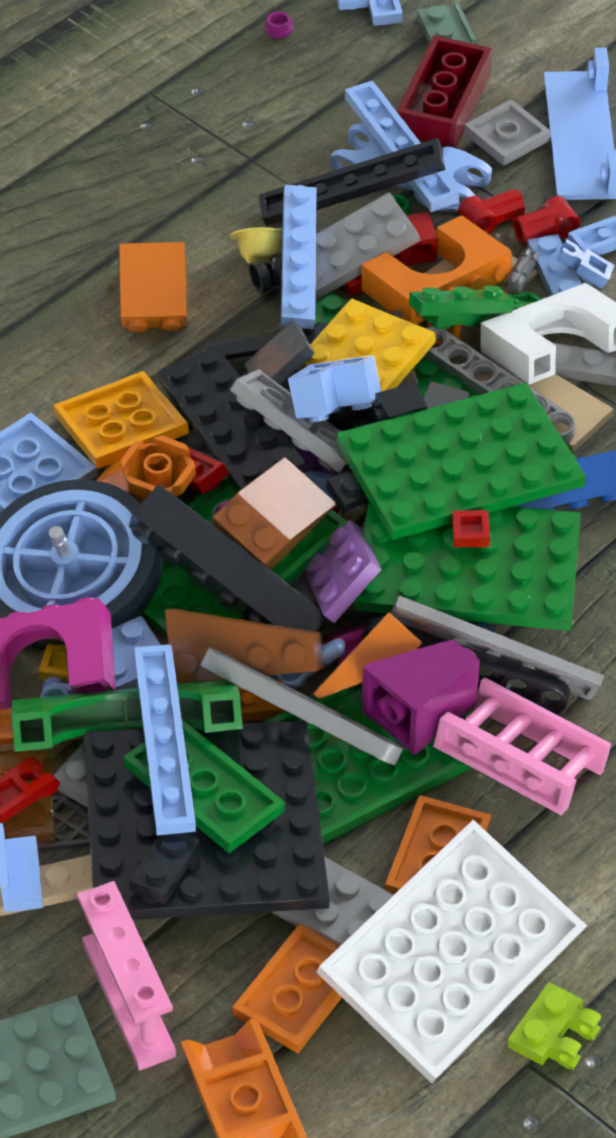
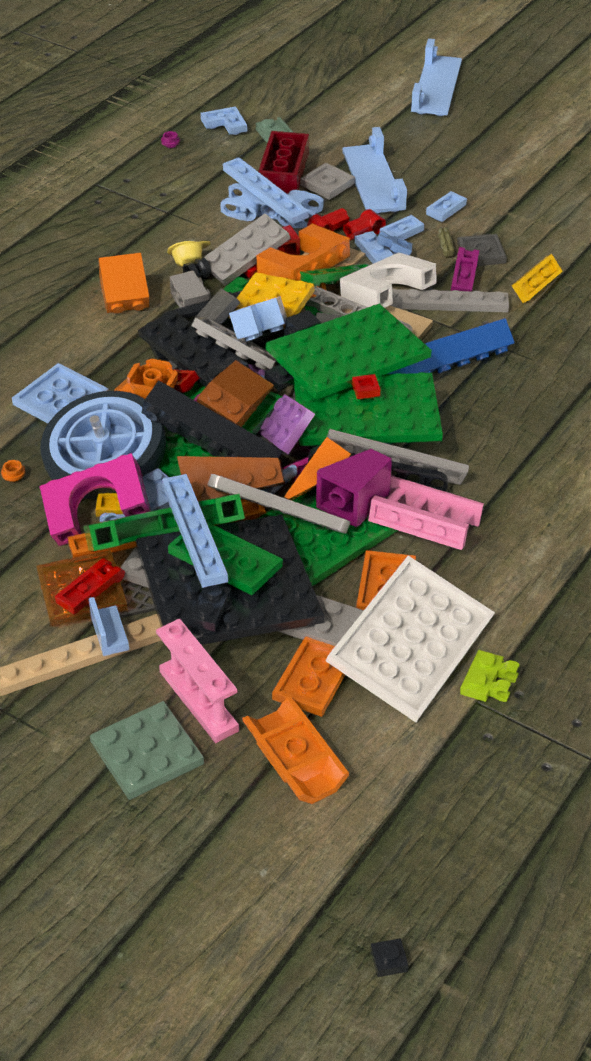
camera: 10 degrees left, 5 degrees down
(118, 415) = (113, 360): light orange plate -> none
(250, 307) = (188, 289): none -> light grey brick
(298, 256) = (215, 254): light blue plate -> none
(362, 178) = (239, 212): black plate -> none
(461, 301) = (325, 266): green plate -> none
(521, 270) = (356, 251): dark grey axle -> none

